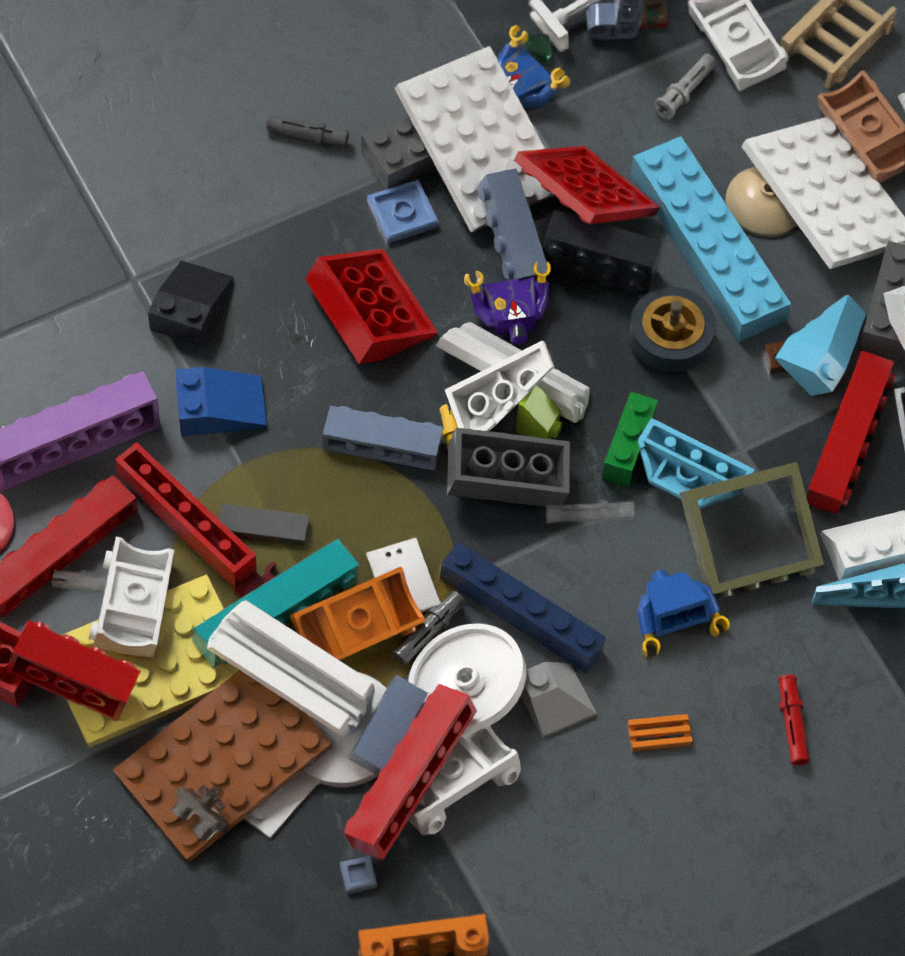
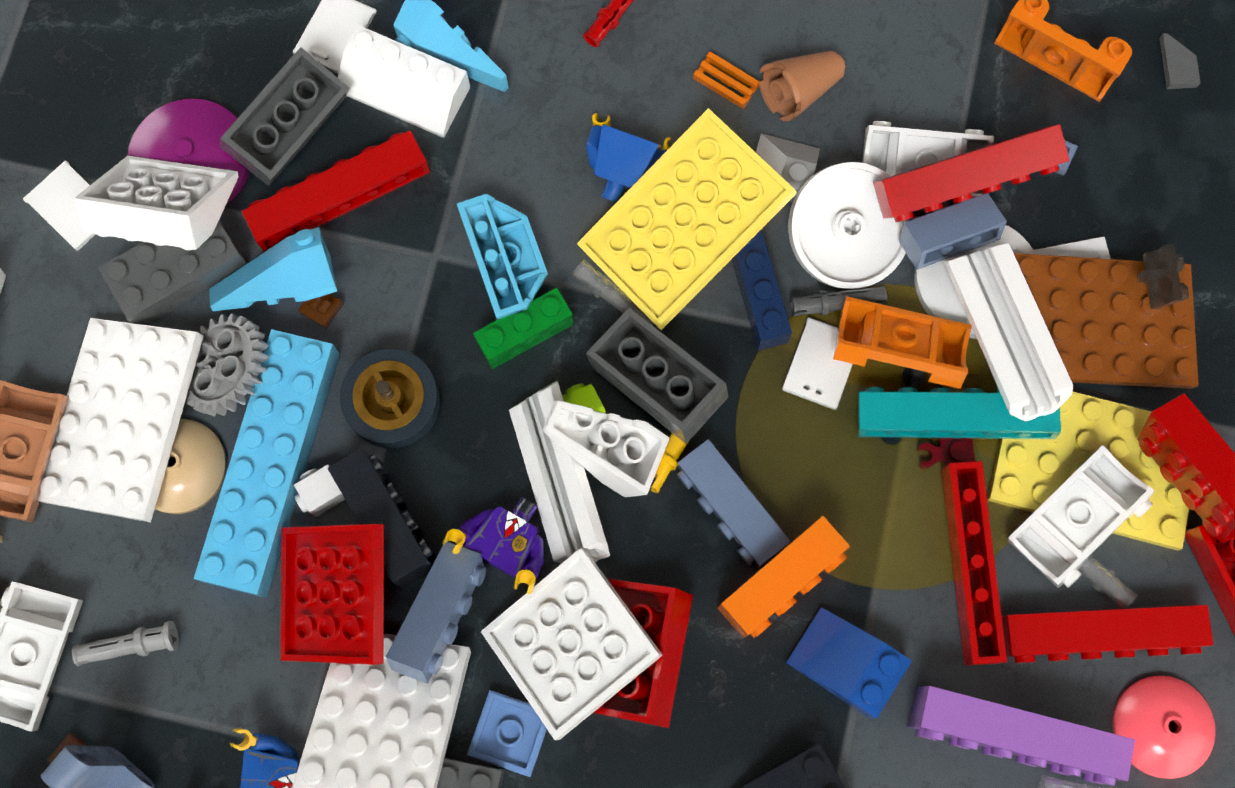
camera: 135 degrees left, 15 degrees up
(265, 524) = (901, 510): dark grey tile -> none
(307, 408) = (786, 574): none -> orange brick
(411, 272) = (570, 644): none -> white plate
(588, 583) = (686, 218): none -> light yellow plate
(600, 764) = (799, 81): none -> nougat cone
(669, 246) = (317, 491): none -> white brick
(752, 581) = (496, 193): olive window -> none
(781, 253) = (226, 365): none -> light grey gear

